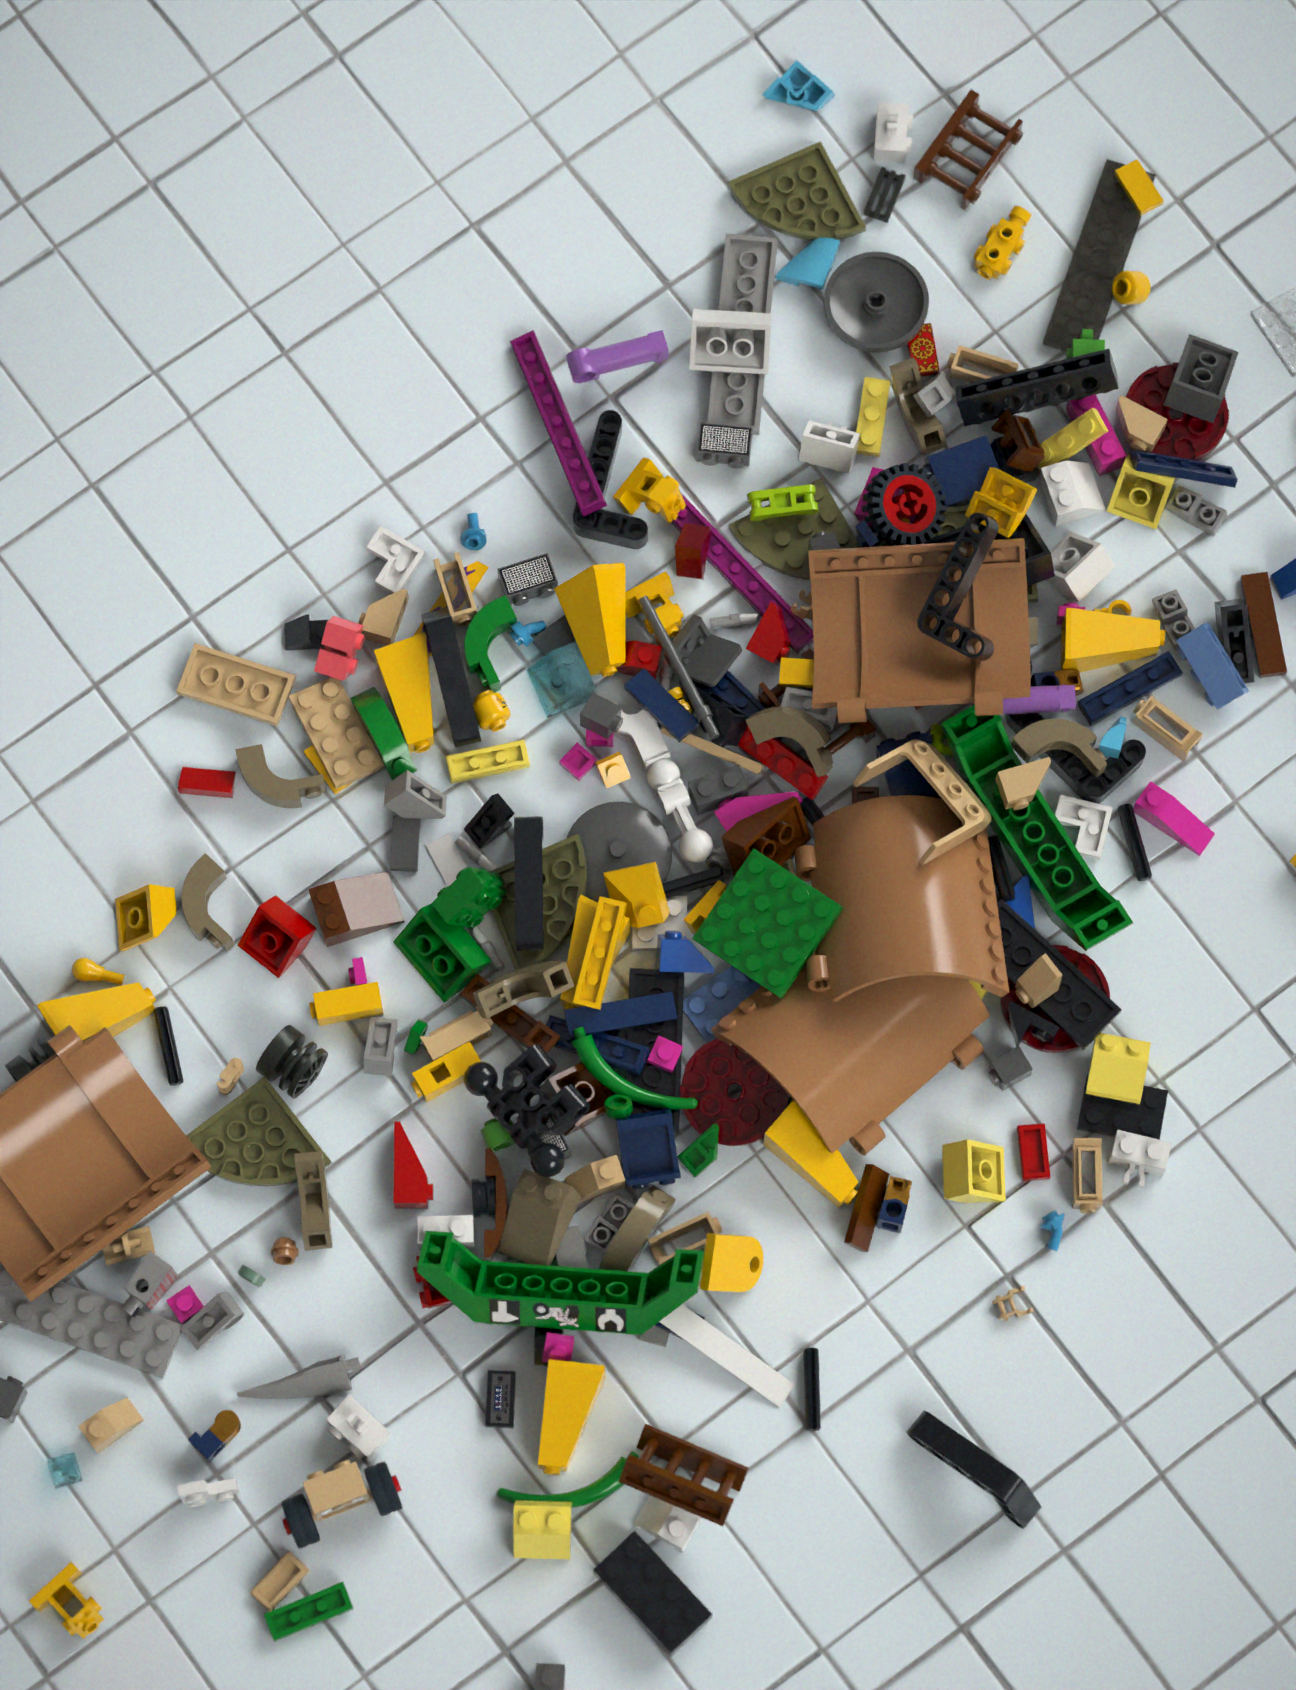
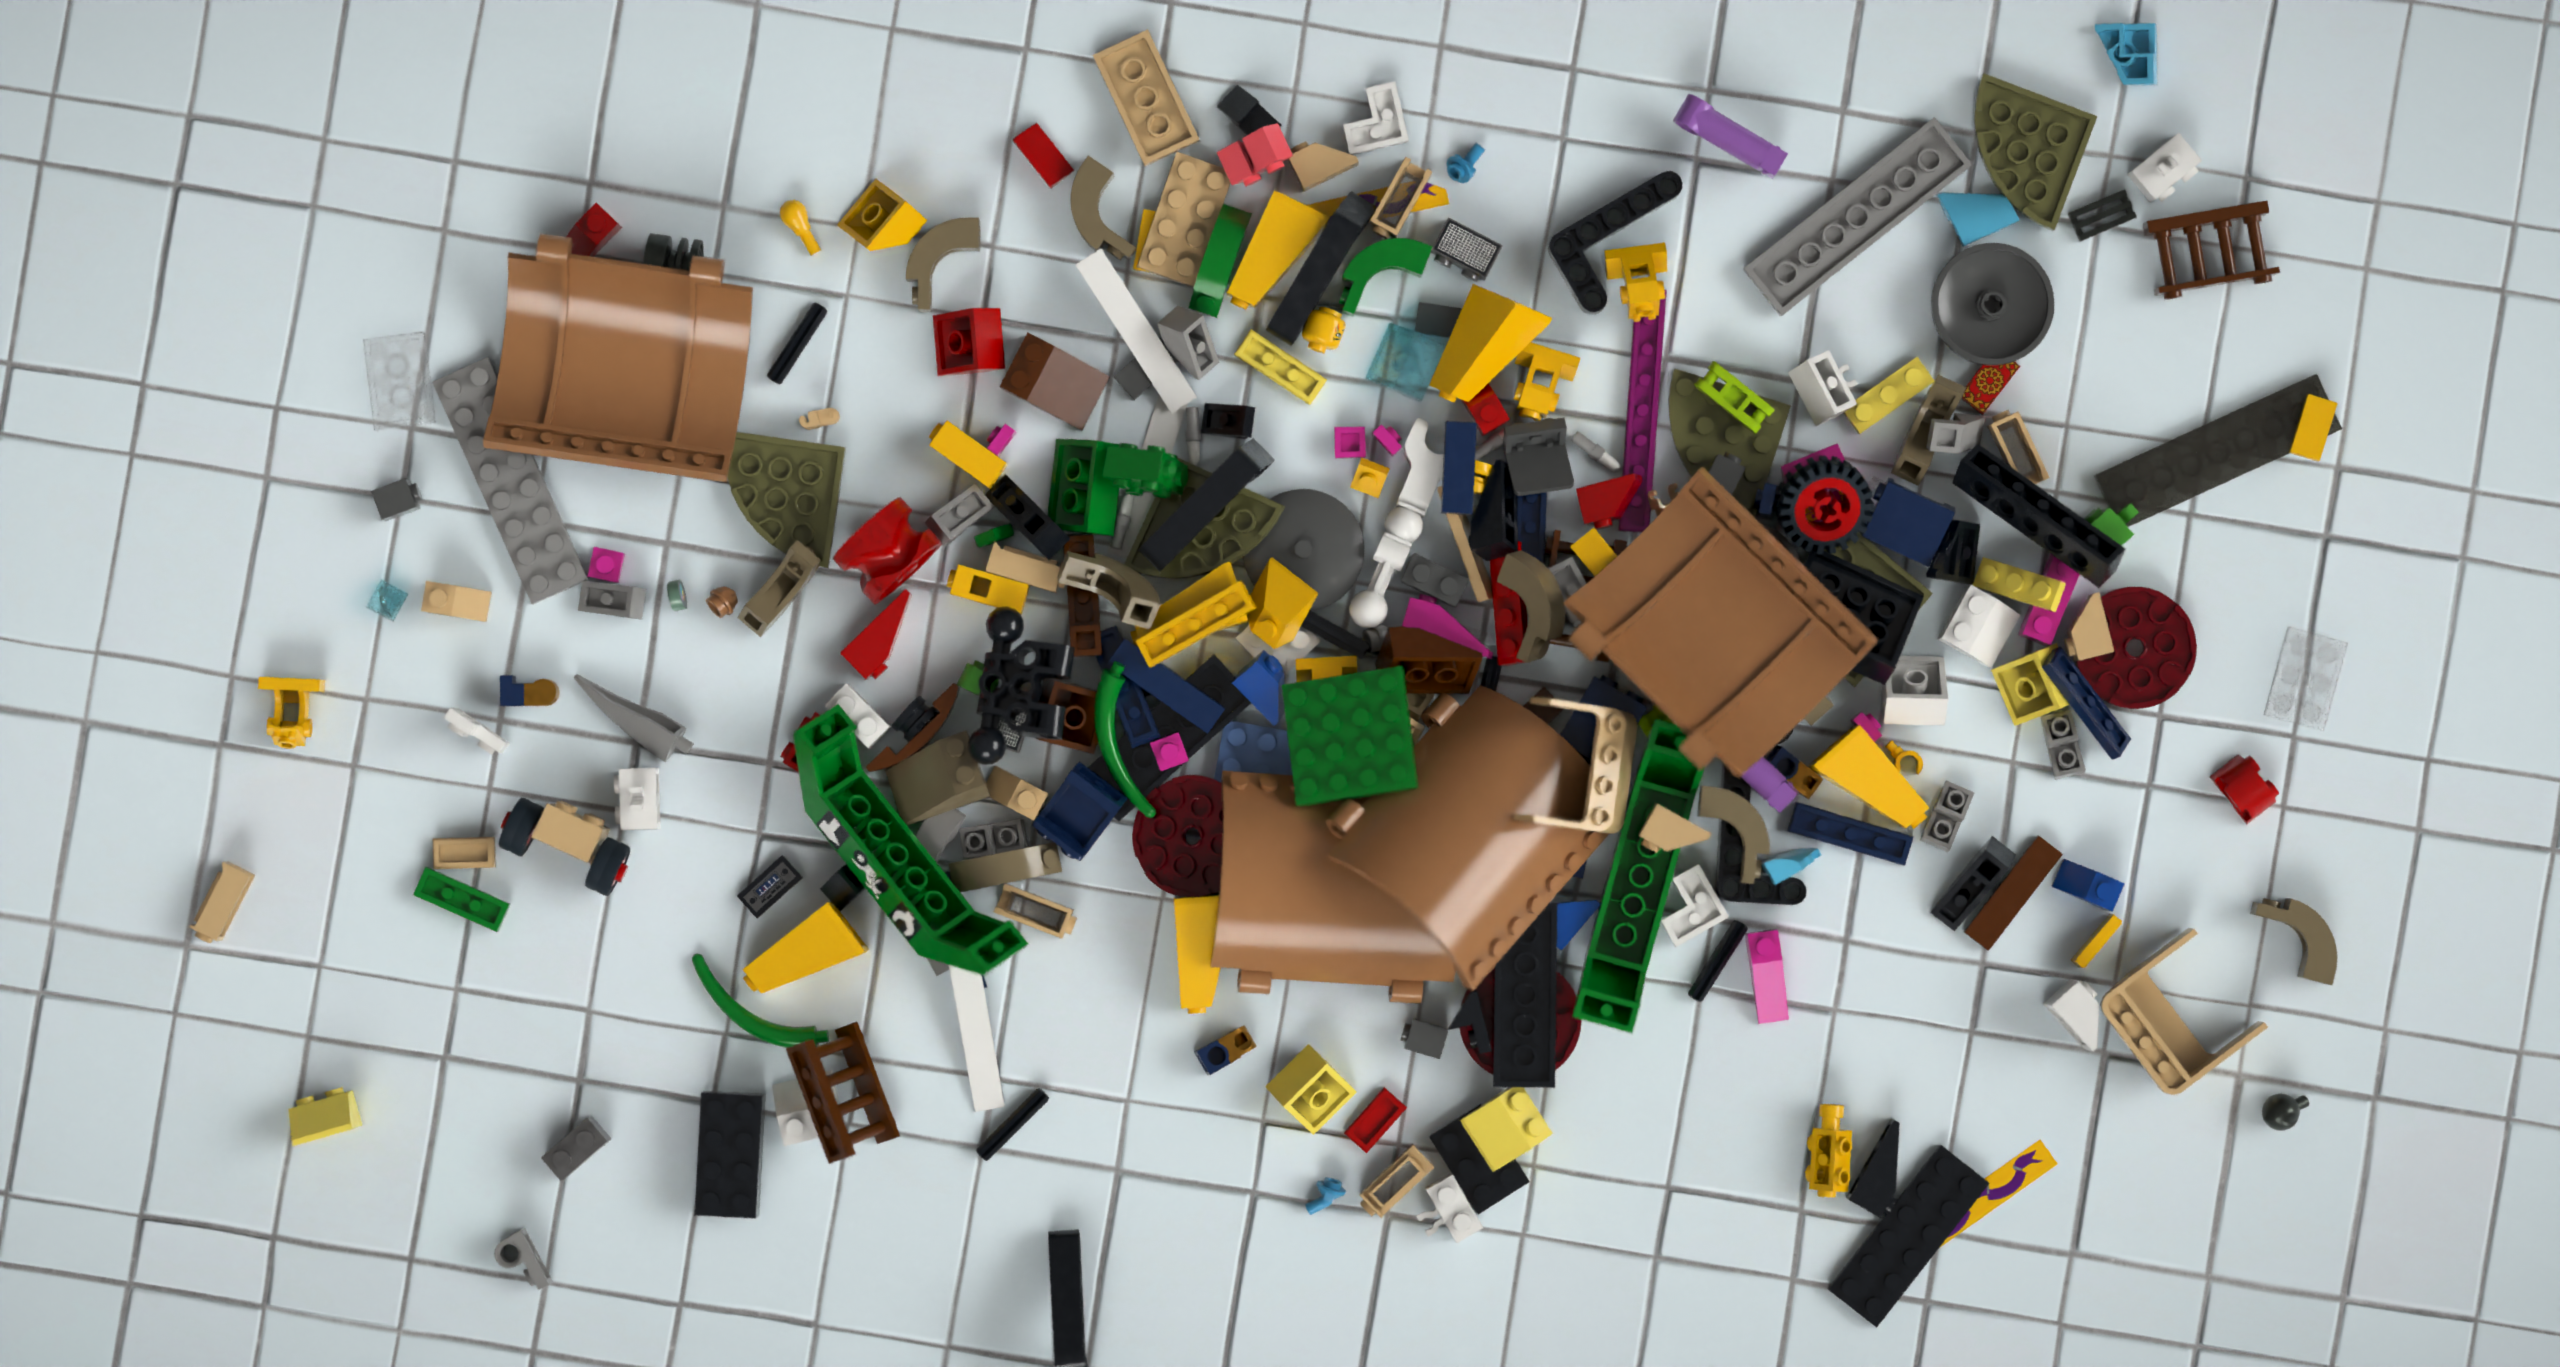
camera: 45 degrees right, 15 degrees up
(92, 1011) = (762, 264): yellow slope -> none
(129, 1246) = (608, 479): tan hips -> none
(151, 1273) = (602, 522): light grey torso -> none
(288, 1058) = (875, 459): pearl dark grey wheel -> none
(358, 1107) = (887, 550): none -> red piece
(375, 825) = (1136, 330): none -> white sticker
(426, 1002) = (1027, 517): none -> black slope
(522, 633) = (1414, 289): dark azure plate -> none
(542, 1529) = (698, 1019): light yellow slope -> none
(558, 423) = (1626, 142): magenta tile -> none
(558, 1347) = (846, 899): dark pink plate -> none
(601, 716) = (1400, 429): dark grey brick -> none
(618, 1106) = (1087, 758): green tile -> none
(692, 551) = (1622, 361): dark red slope -> none
(701, 1152) = (1118, 856): green tile -> none
(702, 712) = (1482, 509): dark grey bar -> none
(724, 445) = (1741, 298): brick -> none
(728, 1263) = (1045, 969): yellow tile -> none
(730, 341) = (1836, 216): white slope -> none
(866, 1208) = (1199, 1031): reddish brown tile -> none
(958, 589) = (1776, 628): black beam -> none
(1000, 870) = (1585, 876): black axle -> none
(1002, 246) = (2146, 358): yellow brick -> none
(1003, 499) = (1905, 581): yellow slope -> none
(1004, 1315) = (1225, 1206): tan piece -> none
(1019, 430) = (1984, 544): reddish brown window -> none
(1038, 982) = (1507, 1002): tan slope -> none
(1131, 287) = (2213, 506): yellow head -> none
(1166, 727) = (1842, 896): tan window -> none
(1201, 378) = (2183, 643): dark grey slope -> none
(1211, 666) = (1929, 887): medium blue brick -> none

